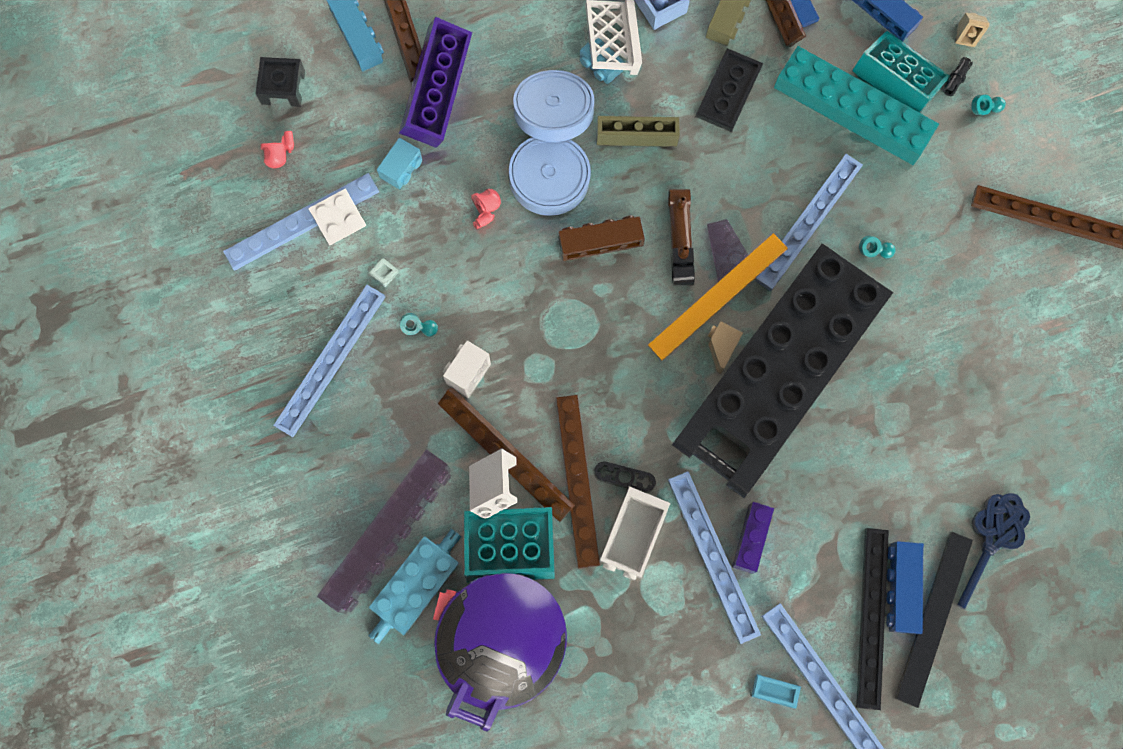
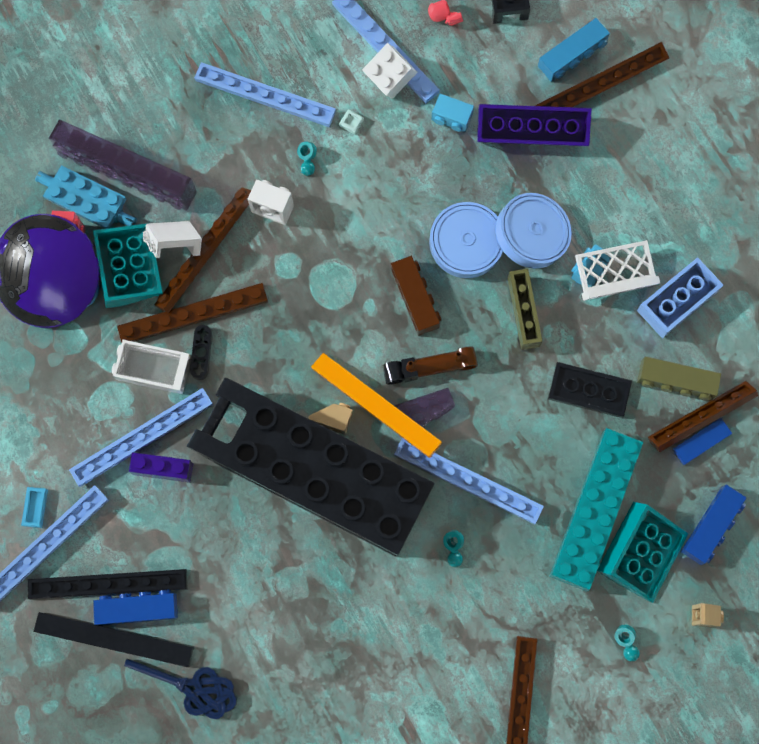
camera: 85 degrees right, 0 degrees up
(486, 204) = (429, 192): coral piece -> none
(957, 76) = (652, 609): black pin -> none

